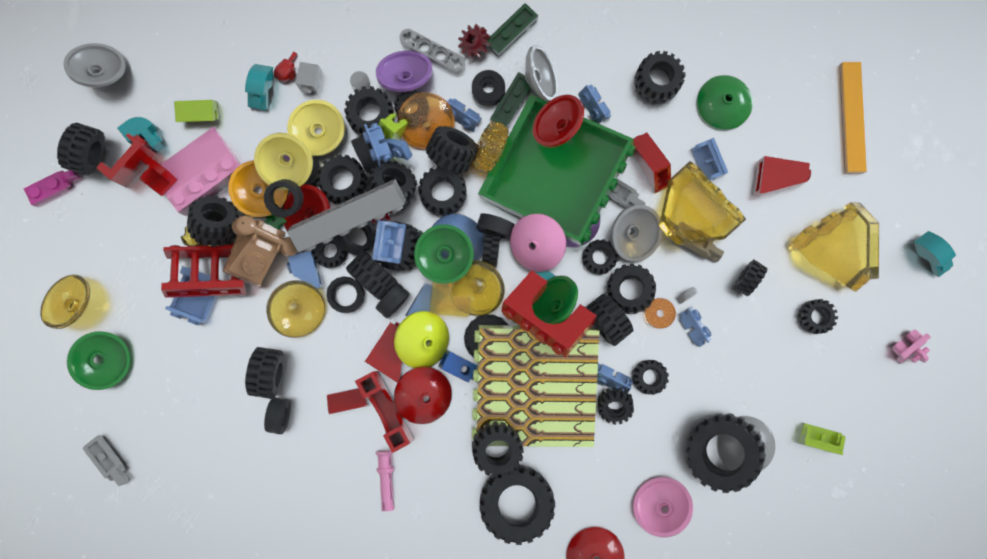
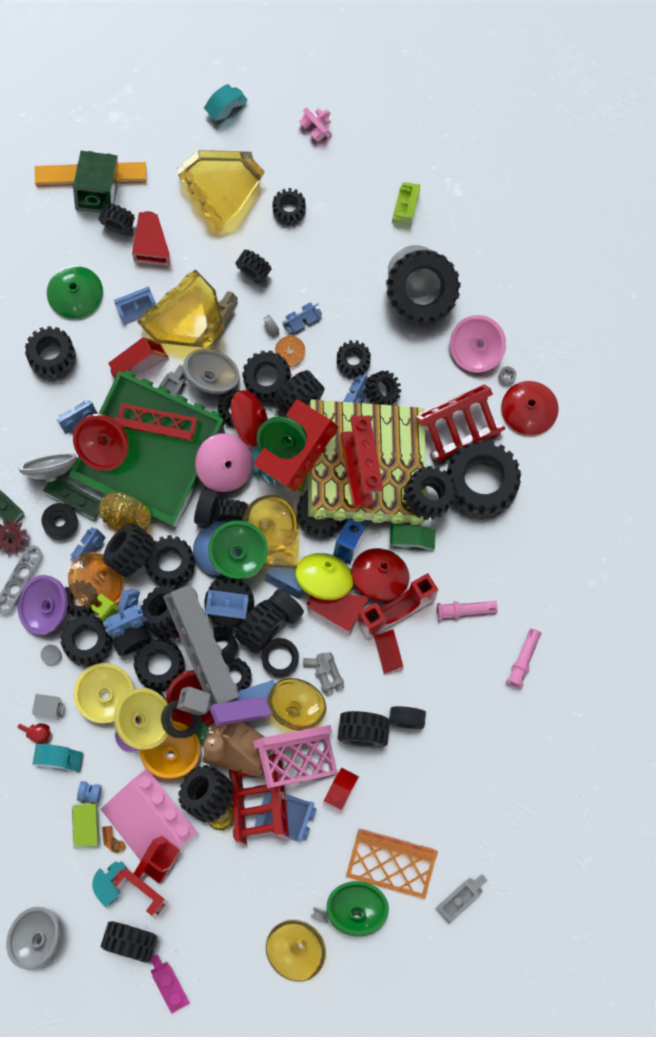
camera: 90 degrees left, 10 degrees down
(99, 324) = (320, 915): none -> light grey bush
(158, 403) = (397, 845): none -> clear orange fence
(178, 137) = (111, 842): none -> clear orange arm
(214, 349) = (341, 790): none -> red slope
(226, 115) = (89, 792): none -> medium blue wheel
(256, 298) = (296, 738): none -> bright pink fence
(282, 253) = (240, 711): none -> medium lavender tile
(293, 208) = (194, 701): none -> light grey brick
(325, 531) = (521, 666): none -> bright pink pin
(337, 337) = (324, 664): none -> light grey piece
(460, 429) = (411, 536): none -> green slope
(526, 380) = (361, 461): none -> red fence
(570, 175) = (156, 429): none -> red fence
(586, 267) = (247, 416): none -> red dish
(591, 476) = (446, 410): none -> red fence
(636, 536) = (506, 381): none -> light grey bush
(802, 141) = (116, 218): none -> black tyre
(843, 119) = (95, 180): none -> dark green slope

